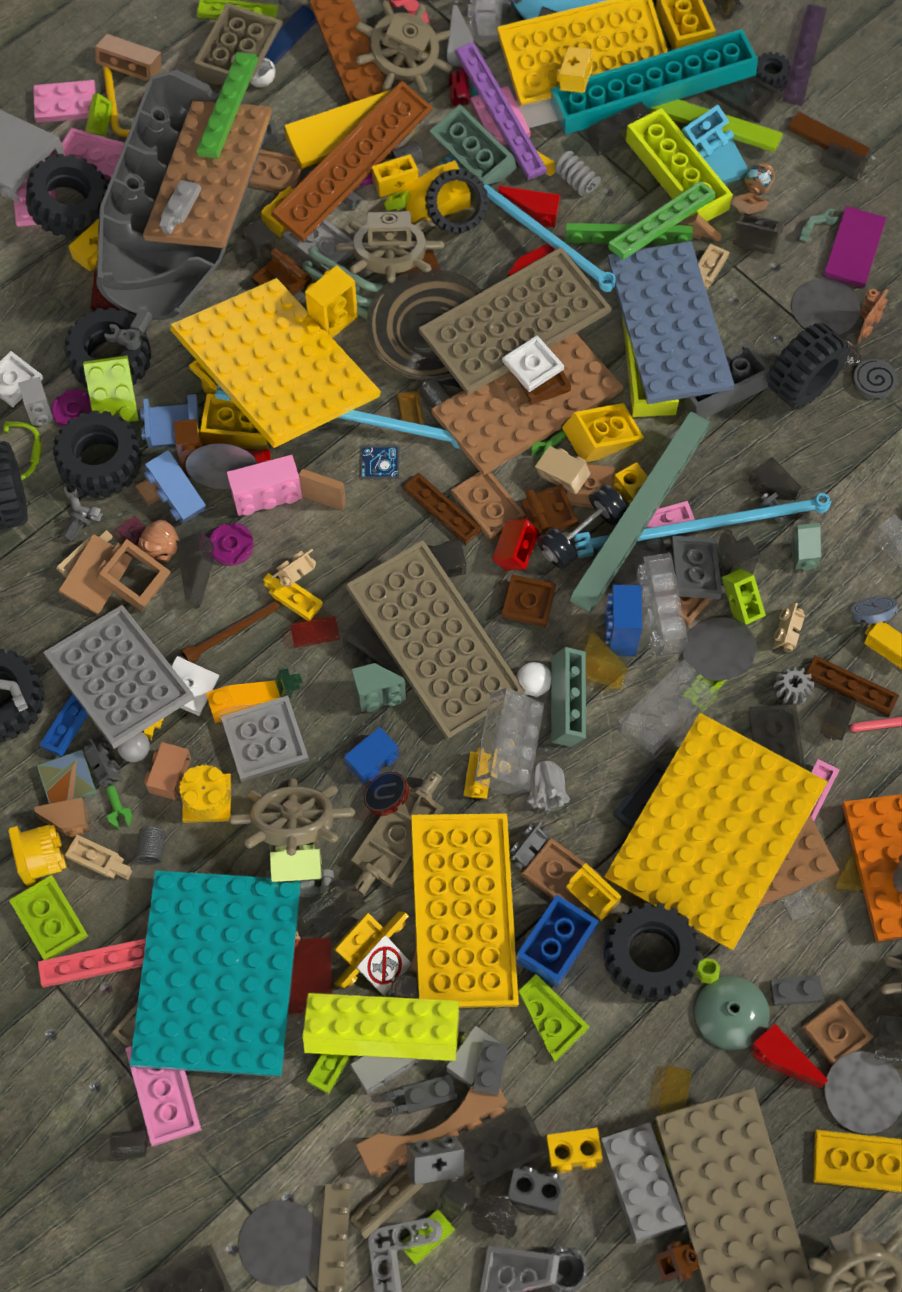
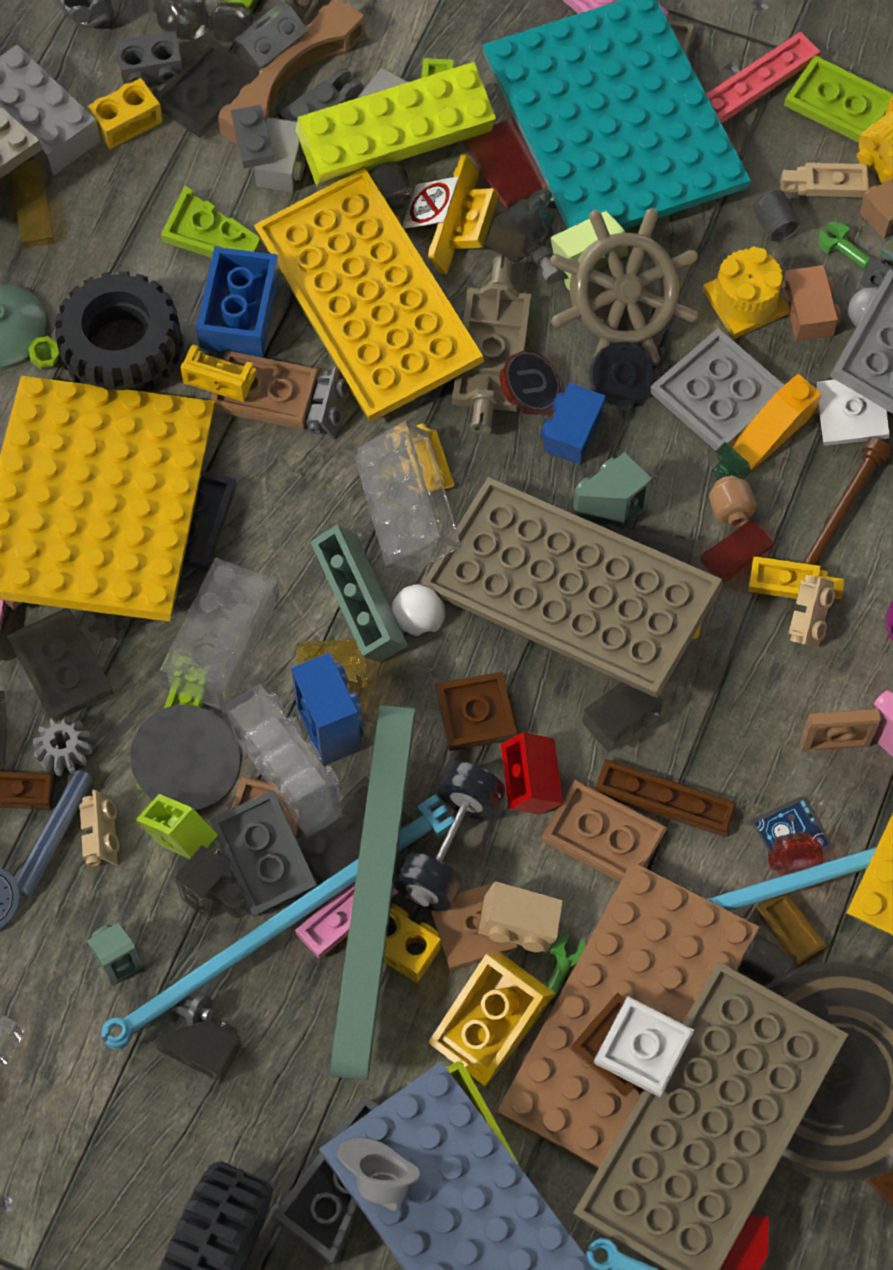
camera: 155 degrees right, 0 degrees up
(301, 657) = (732, 501): none -> medium nougat head
(323, 773) = (621, 374): none -> black tile
(387, 441) = (794, 853): none -> clear red head
(547, 786) = (334, 474): light grey piece -> none
(549, 509) = (509, 848): reddish brown plate -> none
(709, 350) = (379, 1171): none -> light grey piece
(817, 639) = (53, 832): none -> sand blue axle

